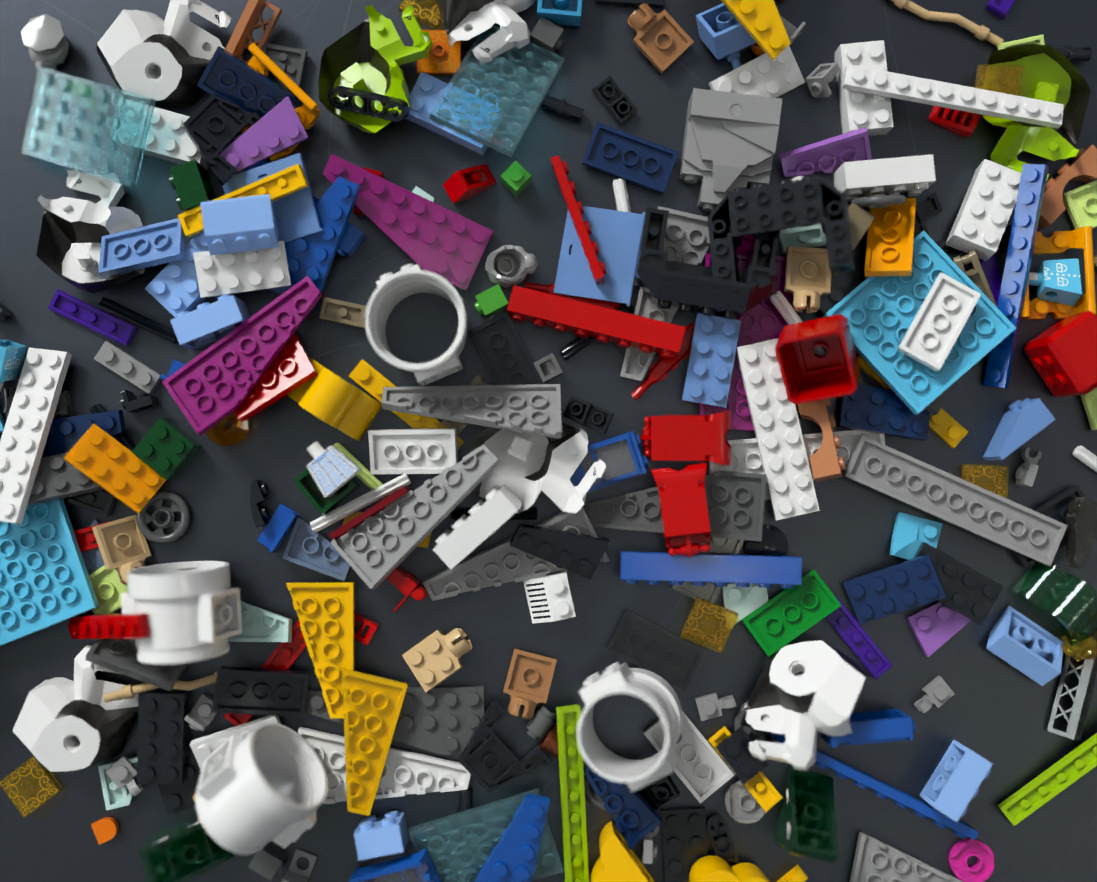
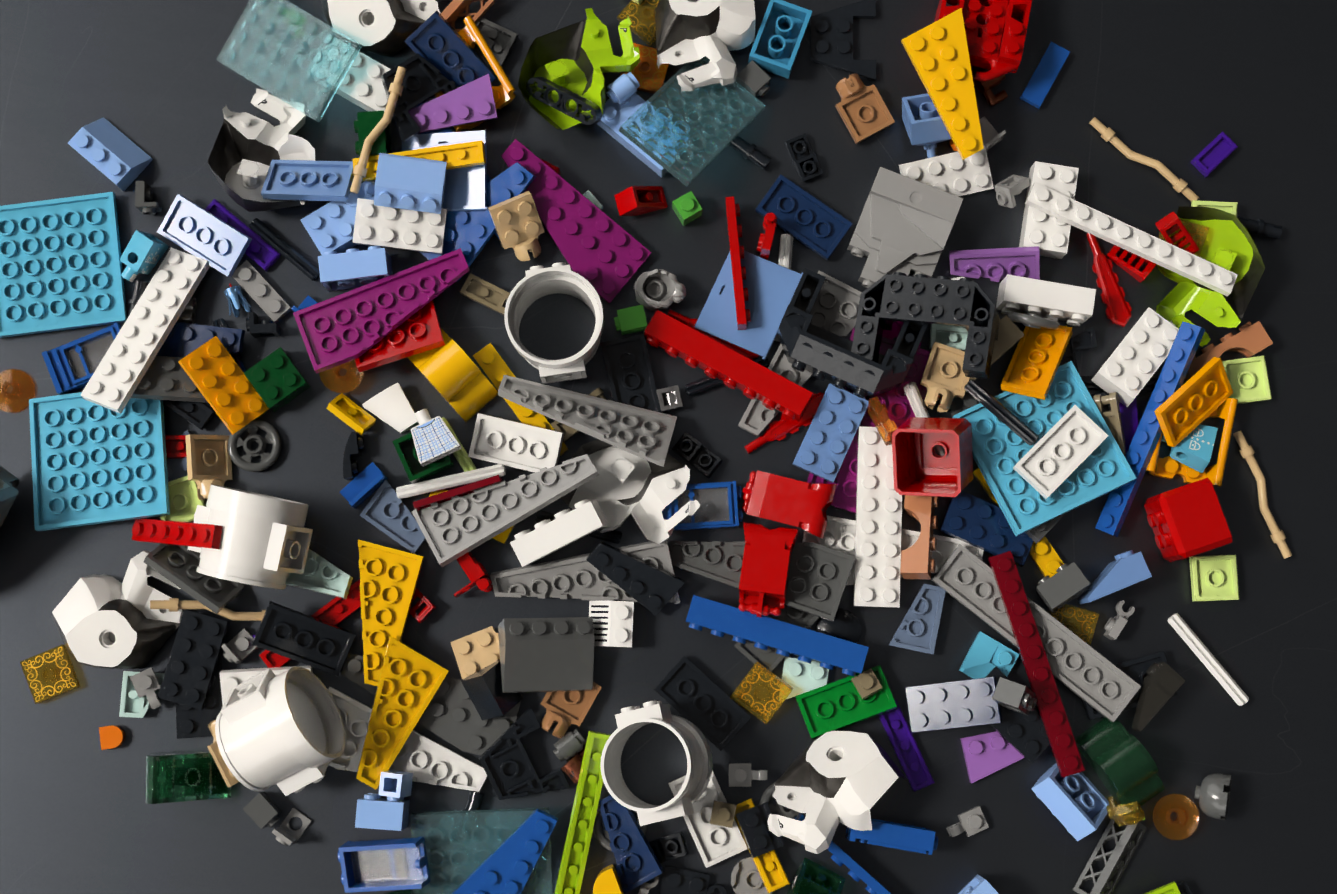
camera: 15 degrees right, 5 degrees down
(57, 327) = (204, 235): none -> plate
(101, 377) = (235, 295): none -> flat silver piece
(199, 136) = (395, 90): none -> tan bar
(247, 463) = (351, 413): none -> yellow plate
(286, 446) = (393, 408): none -> white slope
(357, 238) = (518, 225): none -> tan plate
(386, 806) = (395, 783): none -> light blue brick
(422, 76) = (622, 88): none -> light blue brick
(454, 692) = (487, 693): none -> black slope
(496, 645) = (546, 654): none -> dark grey slope
(600, 191) = (765, 240): none -> red plate
(703, 749) = (723, 814): none -> dark tan plate
(753, 331) = (879, 416): none -> clear orange plate
(807, 591) = (866, 684): none -> dark tan plate
(842, 517) = (921, 623): none -> sand blue wing
(871, 298) = (1001, 412): none -> black axle
(944, 156) = (1112, 294): none -> red sword
(955, 569) = (1014, 696): none -> brick
(964, 531) = (1036, 664): none -> dark red plate
(969, 450) = (1062, 587): none -> dark grey brick
(987, 71) = (1169, 225): none -> red slope
(1052, 239) = (1193, 402): none -> light orange plate

